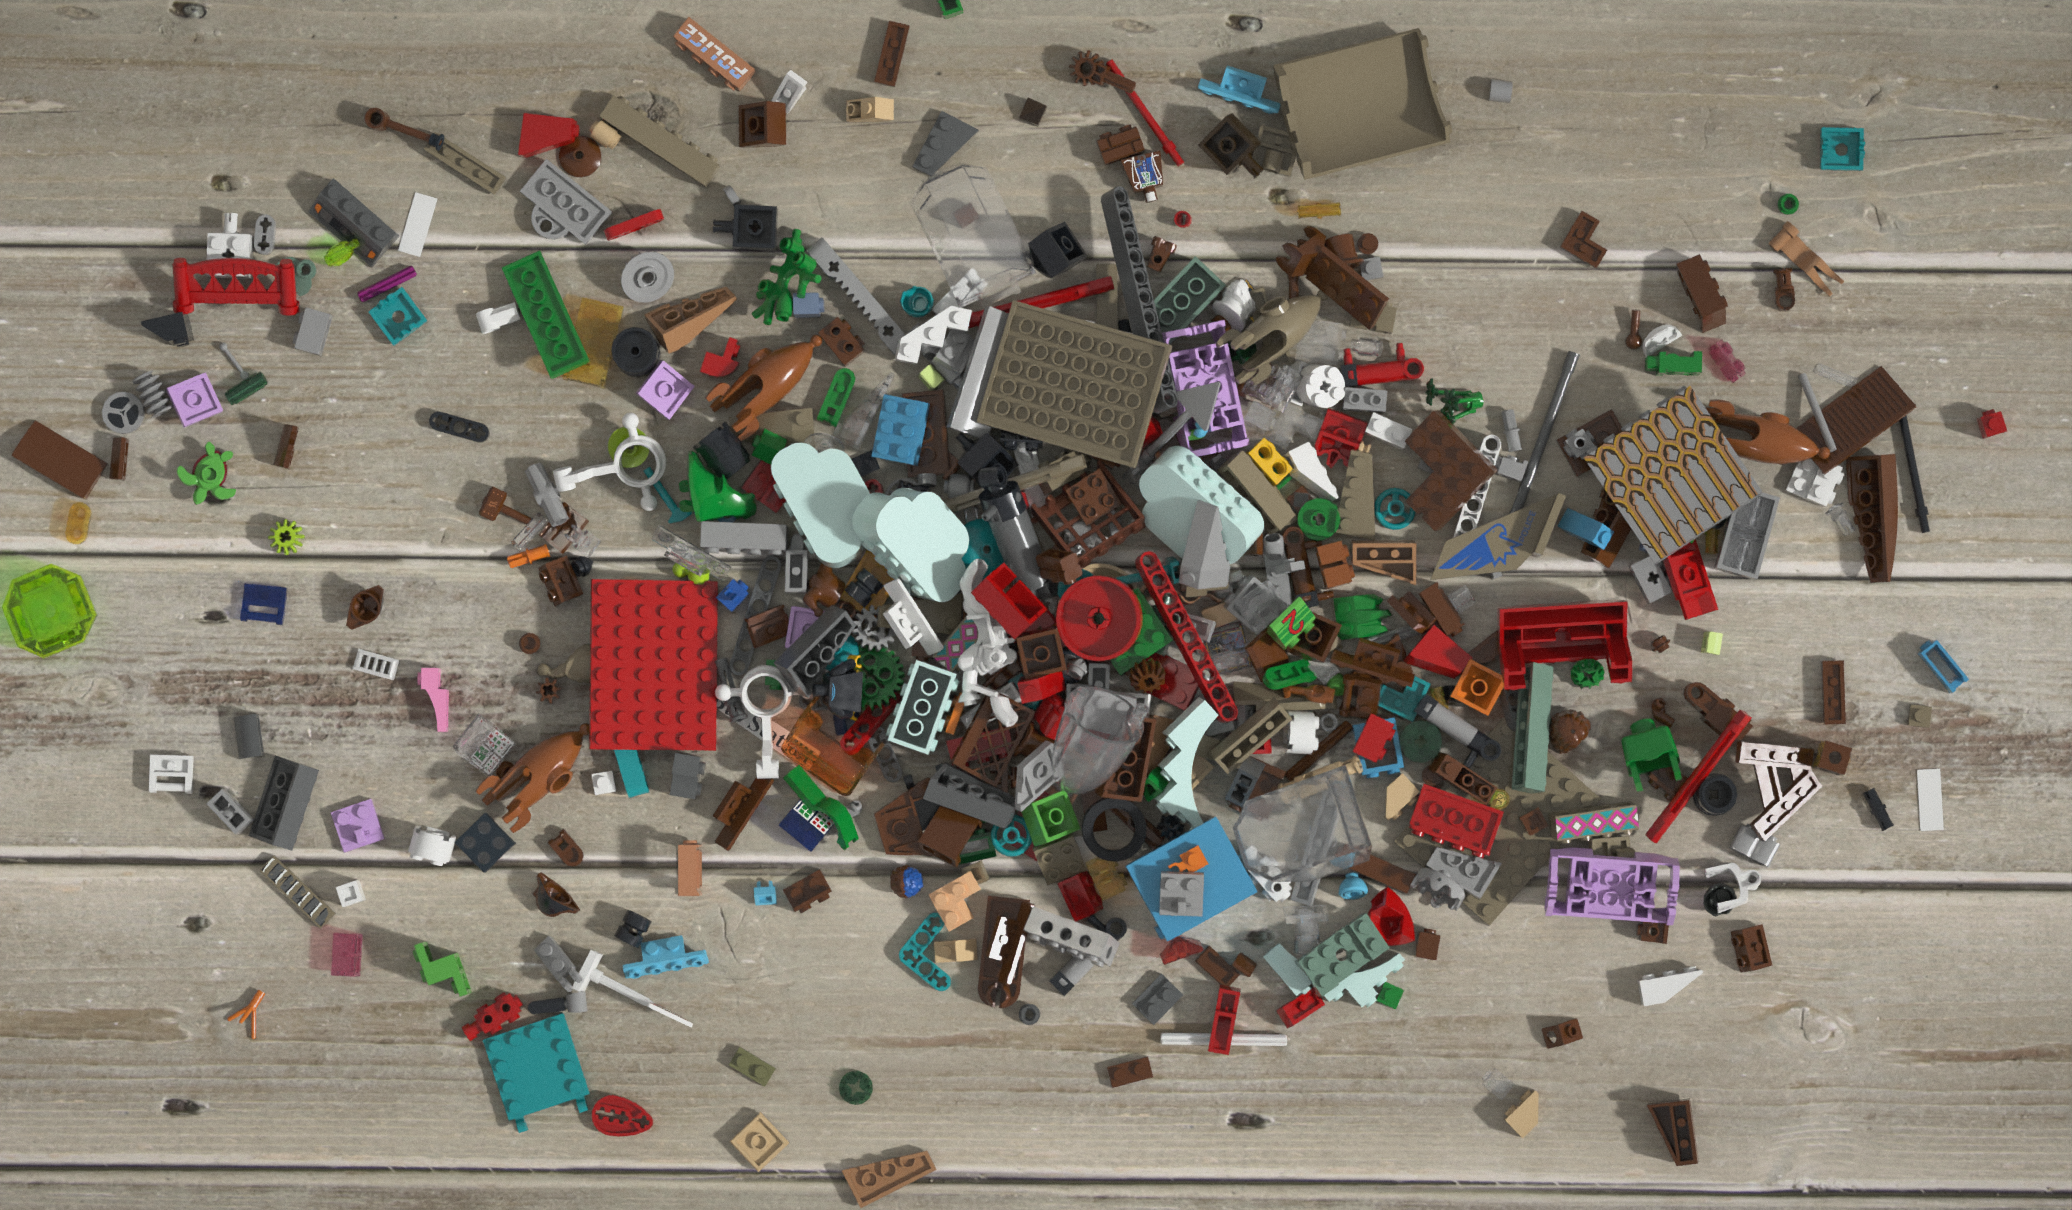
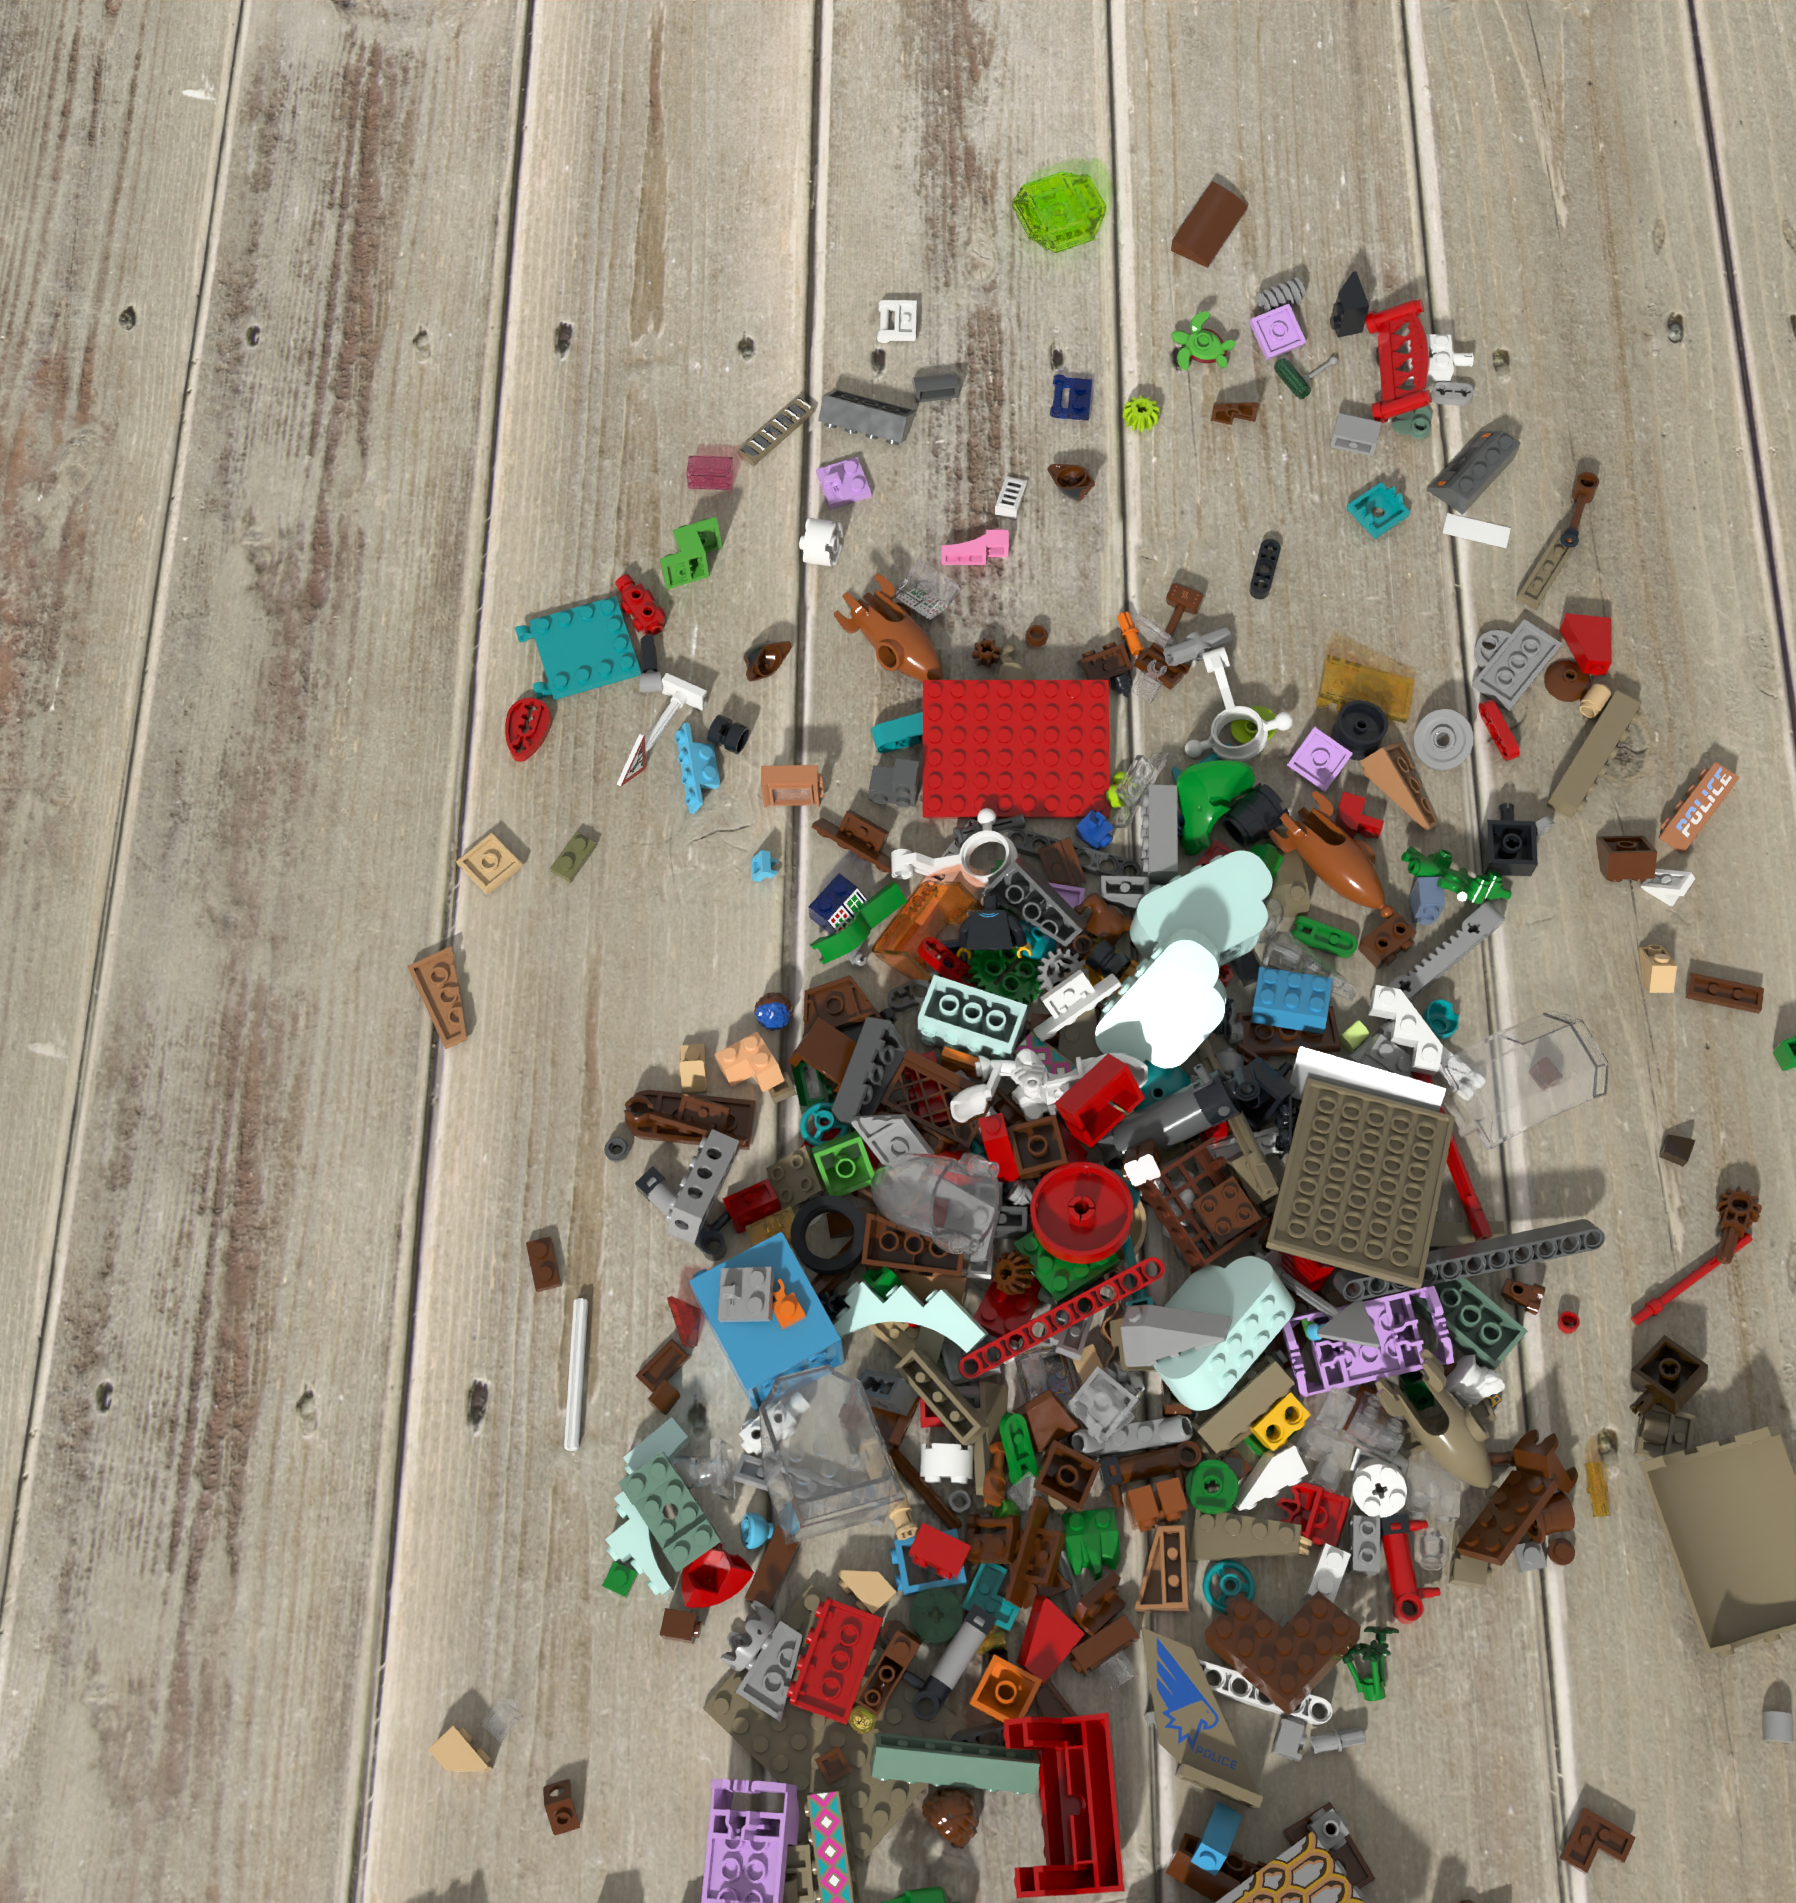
camera: 90 degrees right, 20 degrees down
(78, 523) = (1147, 240): clear yellow plate -> none
(119, 458) = (1211, 274): reddish brown slope -> none
(123, 412) = (1259, 275): light grey tile -> none
(230, 811) = (858, 366): light grey brick -> none
(251, 1008) = (659, 391): orange plant -> none
(340, 252) = (1440, 456): clear neon green plant -> none
(350, 893) = (773, 473): white panel -> none
(386, 283) = (1412, 501): magenta axle -> none
(485, 842) = (822, 595): black brick -> none
(492, 319) = (1383, 596): white piece -> none
(545, 314) = (1392, 641): green plate -> none
(557, 962) = (693, 662): light grey hinge -> none
(572, 854) = (811, 678): reddish brown plate -> none
(603, 782) = (887, 708): white plate -> none
(808, 890) = (765, 911): reddish brown bracket -> none
(865, 1084) = (546, 972): clear green gear -> none
(919, 949) = (693, 1027): teal beam -> none
(942, 143) = (1629, 1050): dark grey wing -> none
(1055, 251) = (1517, 1170): black piece -> none
(1120, 145) = (1650, 1247): reddish brown brick -> none
(1144, 174) = (1619, 1277): torso -> none
(1157, 999) = (628, 1296): dark grey plate -> none
(1224, 1019) = (599, 1371): red slope -> none
(1242, 87) = (1740, 1392): medium azure bracket -> none
(1289, 566) = (1152, 1446): light grey plate -> none
(1291, 624) = (1081, 1443): slope -> none
(1299, 1008) = (607, 1463): red plate -> none
(1567, 370) = (1421, 1817): dark grey piece -> none
(1590, 666) = (1036, 1842): green gear -> none

